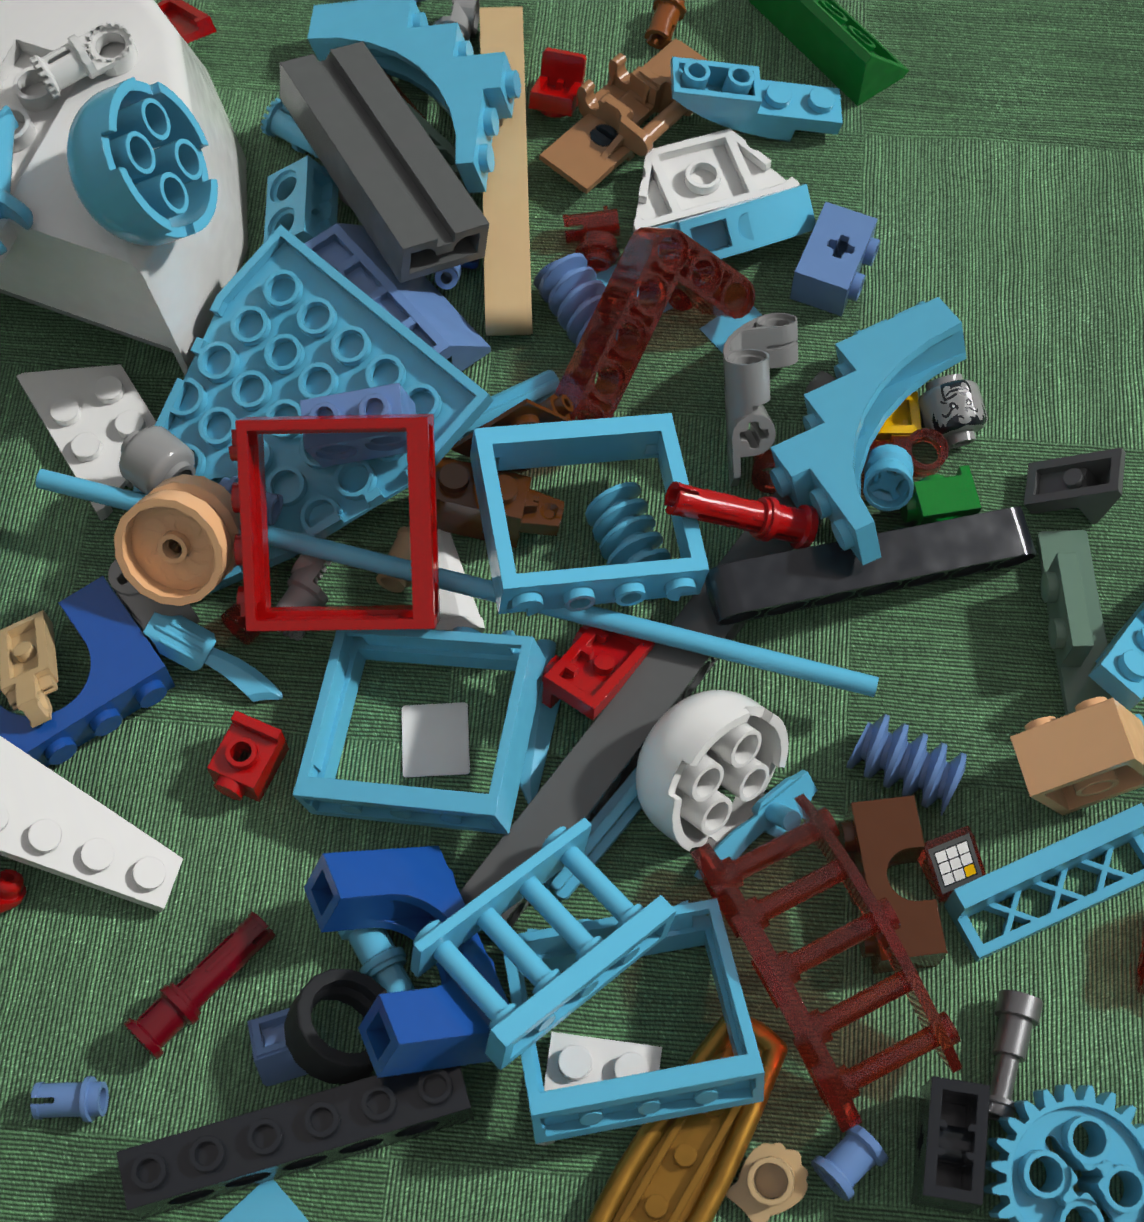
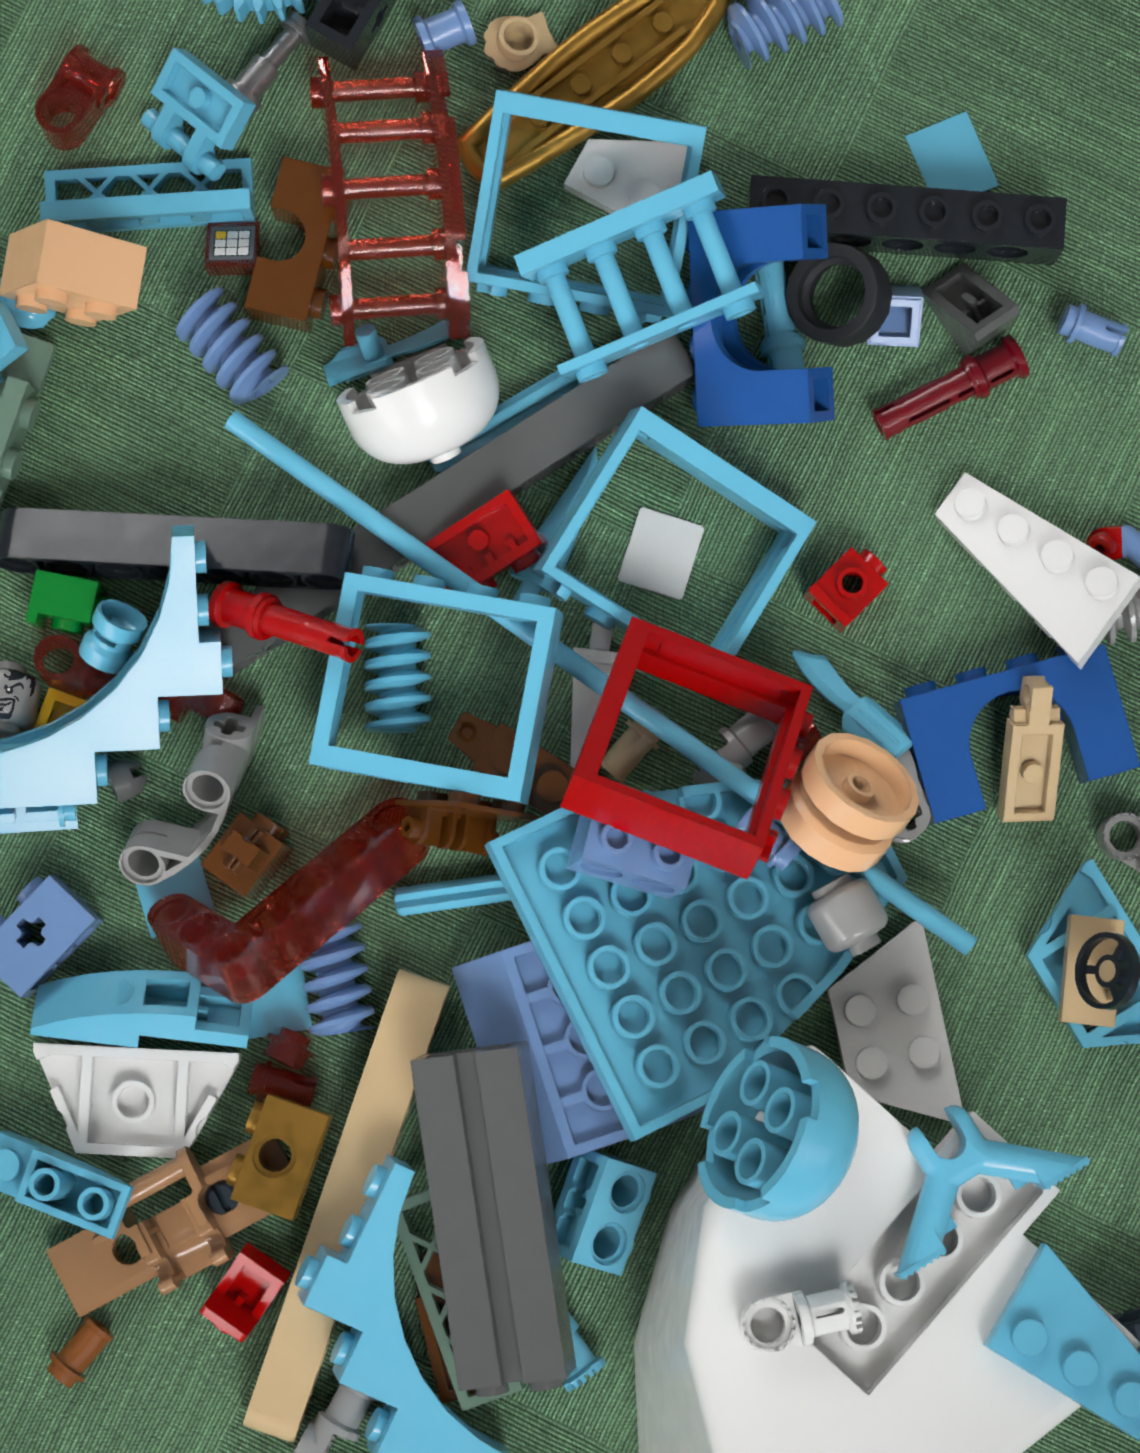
camera: 160 degrees left, 20 degrees up
(202, 1069) = (970, 308): none -> dark grey slope
(568, 183) = (303, 1132): none -> pearl gold brick
(692, 353) = (249, 854): none -> reddish brown hinge
(1051, 969) = (205, 102): none -> medium azure plate

